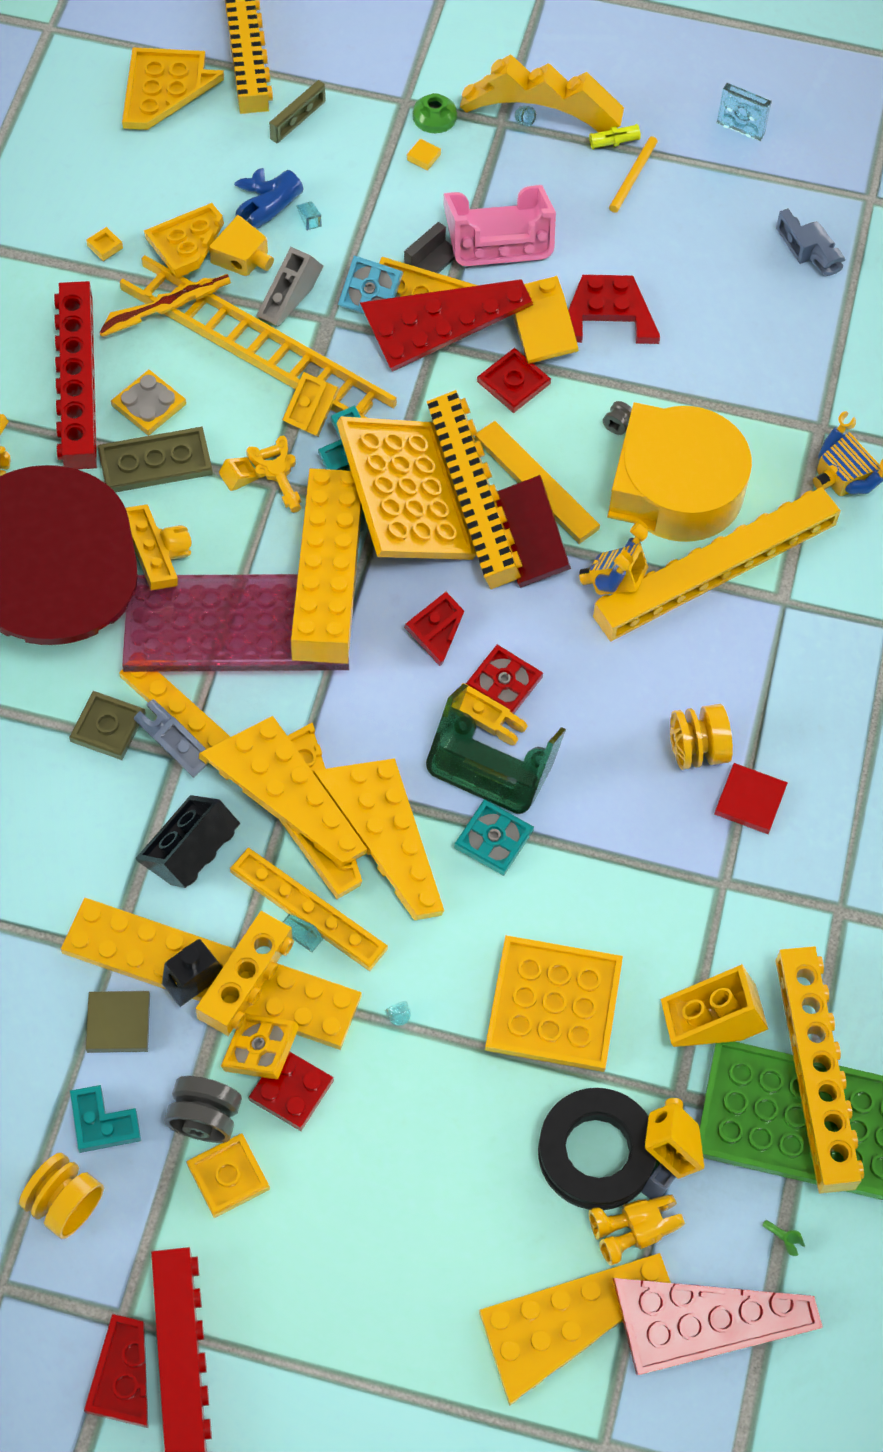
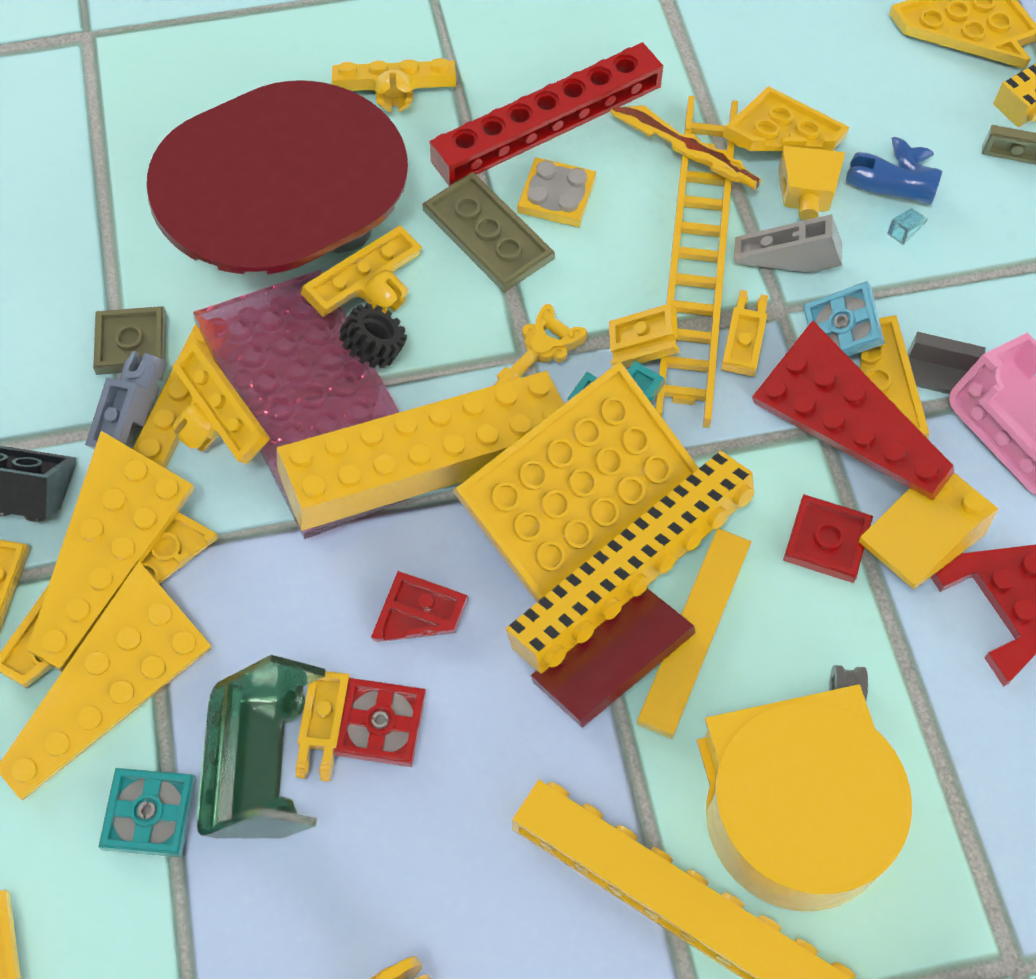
camera: 65 degrees right, 0 degrees up
(104, 243) = (728, 63): yellow plate -> none
(211, 562) = (372, 335): none -> black tyre
(215, 679) = (215, 408): none -> yellow plate
(237, 473) = (517, 312): yellow slope -> none
(340, 347) = (745, 336): none -> yellow hinge
(620, 568) = (609, 789): torso -> none

